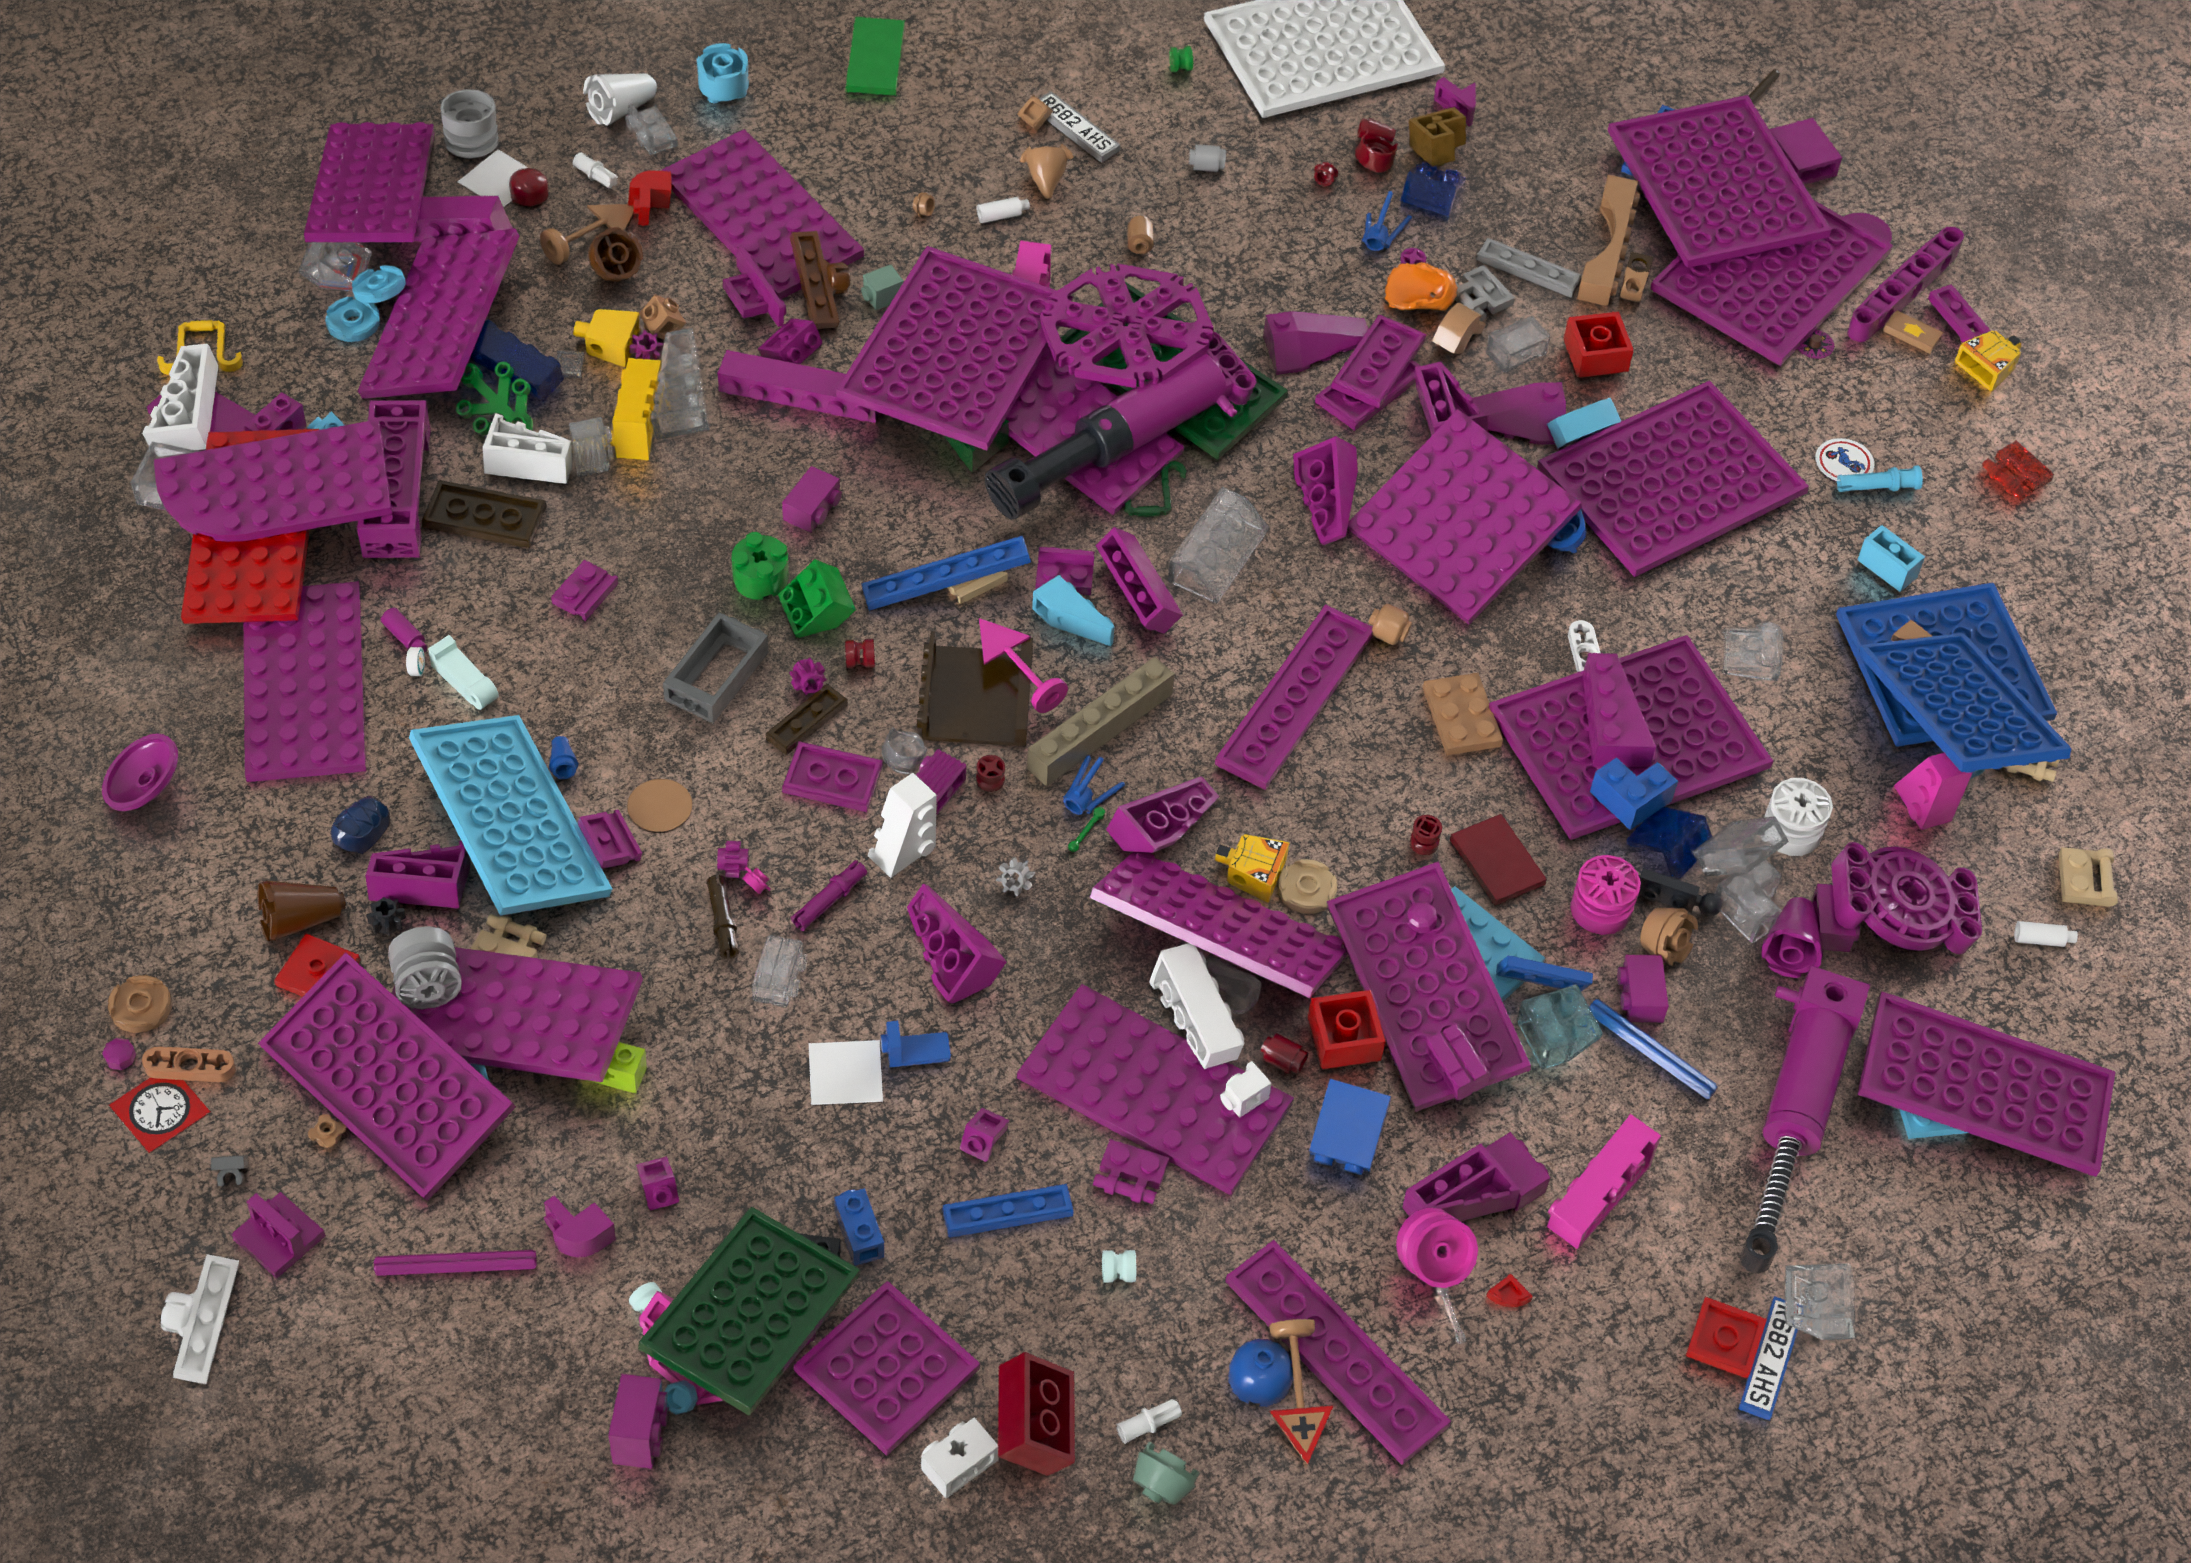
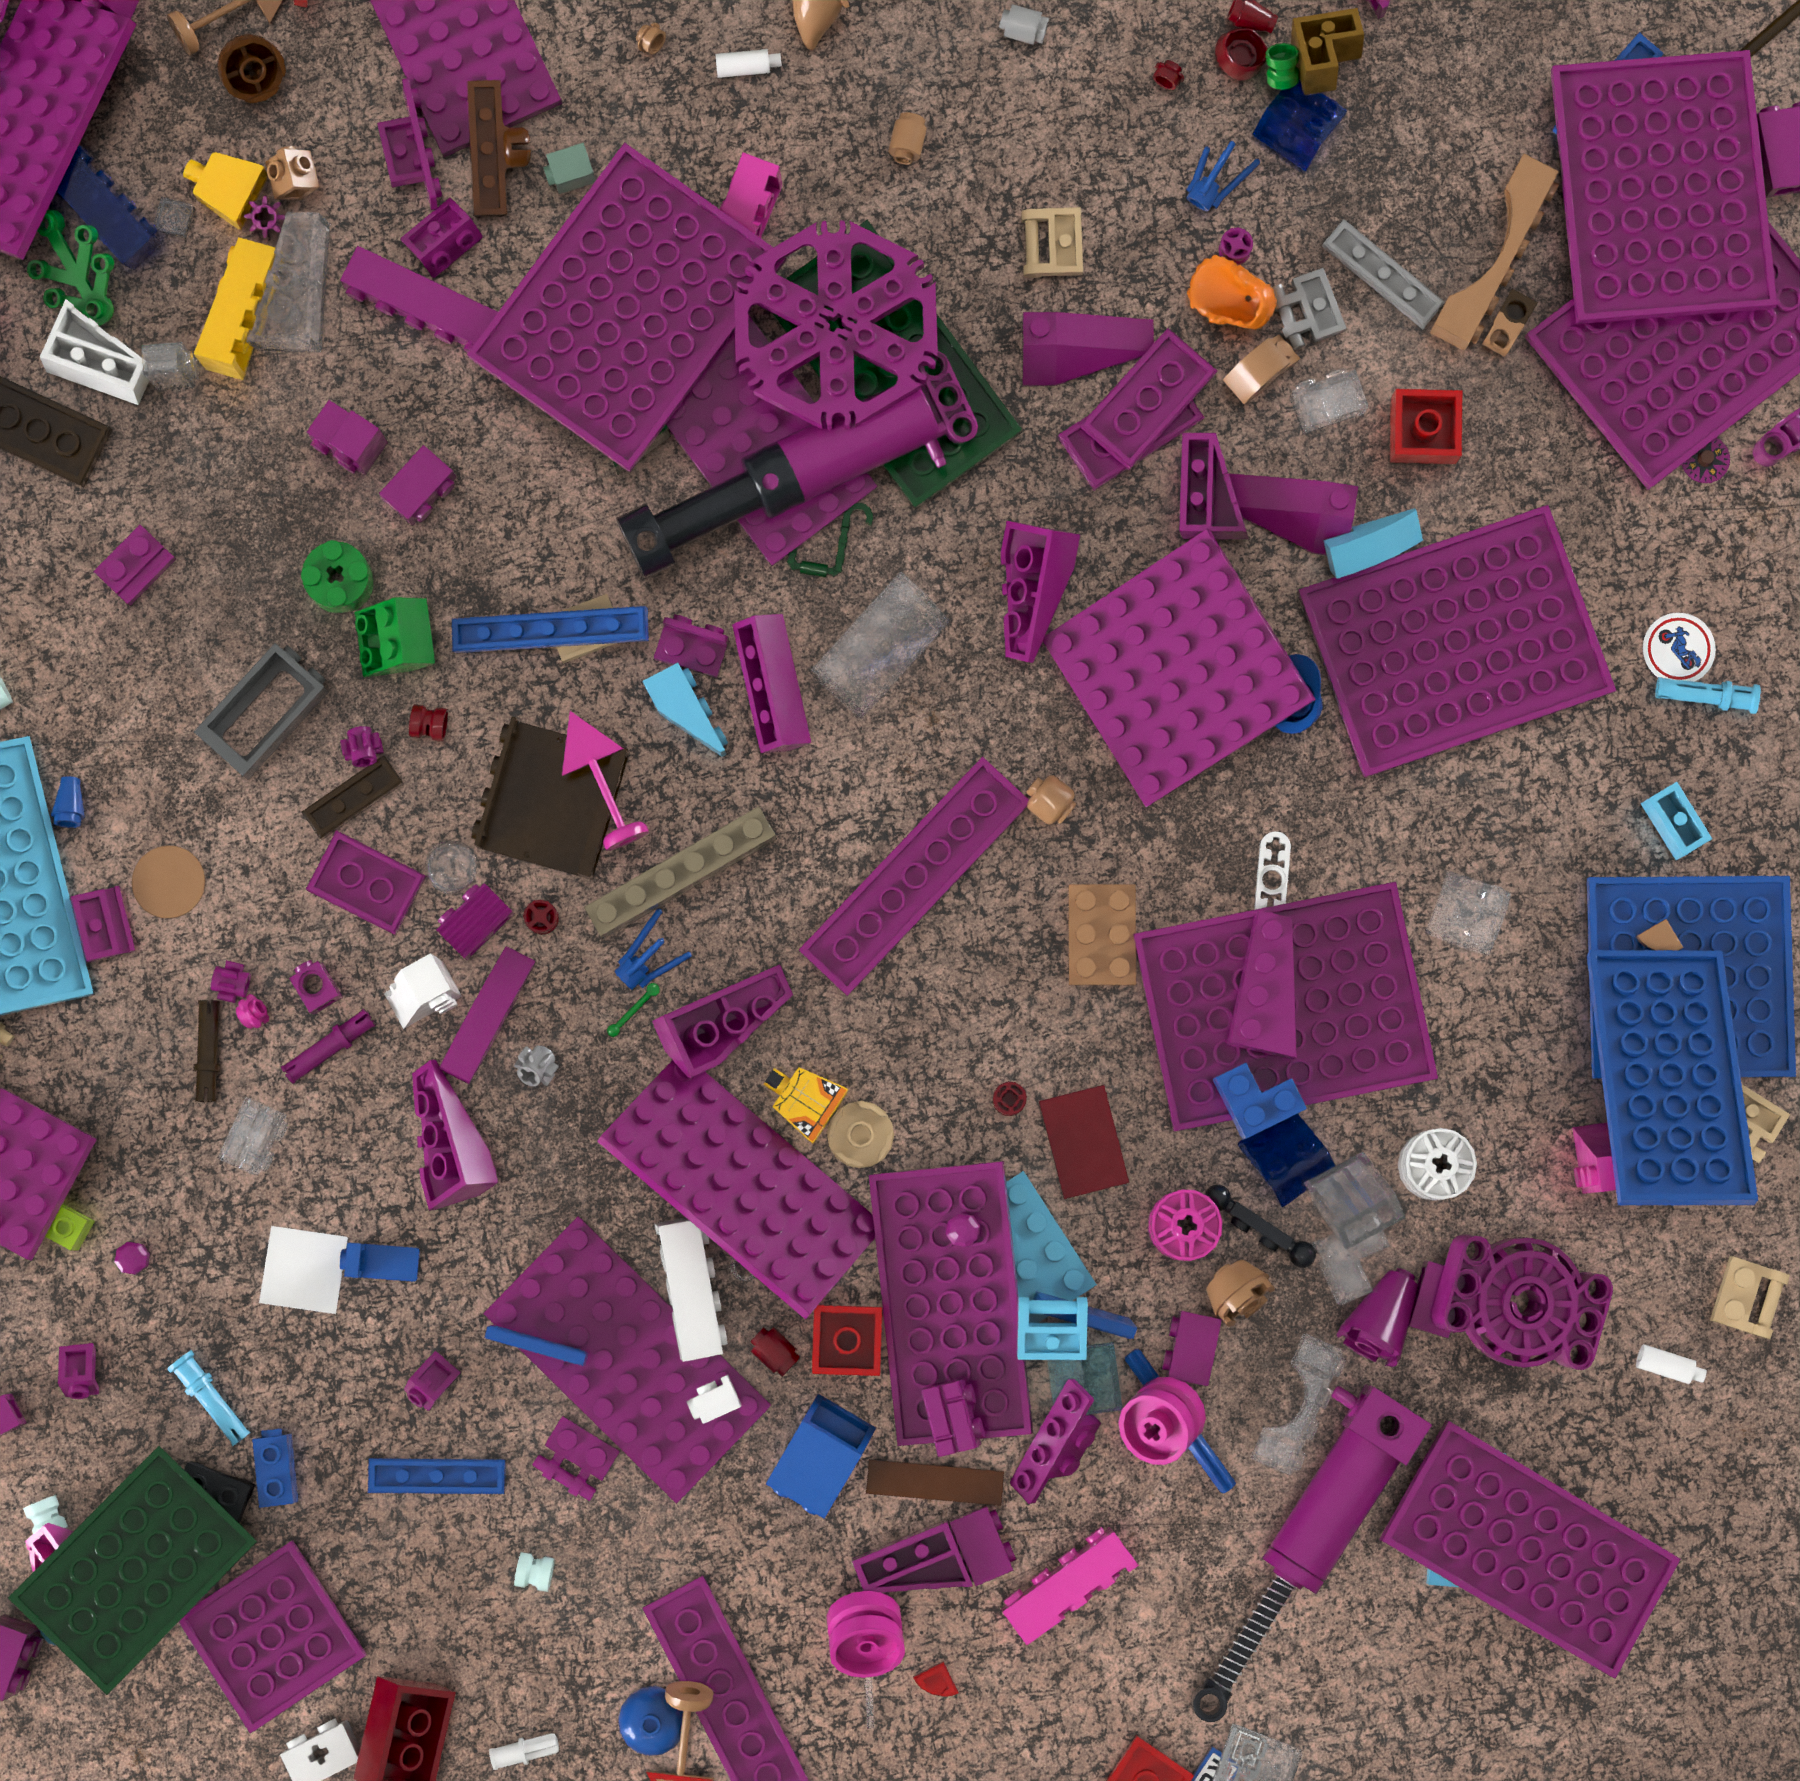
camera: 15 degrees right, 30 degrees up
(688, 1086) = (132, 1258): none -> magenta tile
(748, 474) = (348, 437): none -> magenta brick
(773, 1173) = (199, 1385): none -> medium azure pin
(810, 862) = (325, 997): none -> magenta brick
(963, 847) = (487, 1015): none -> magenta slope
(1074, 1076) = (536, 1345): none -> blue tile
(1279, 278) = (1063, 241): none -> tan plate
(1410, 151) = (1282, 66): none -> green wheel
(1452, 1133) = (935, 1482): none -> reddish brown tile
(1525, 982) = (1052, 1340): none -> medium azure plate
(1556, 1070) = (1058, 1443): none -> magenta bracket
(1621, 1031) = (1162, 1420): none -> dark pink wheel
(1751, 985) = (1283, 1444): none -> clear arch

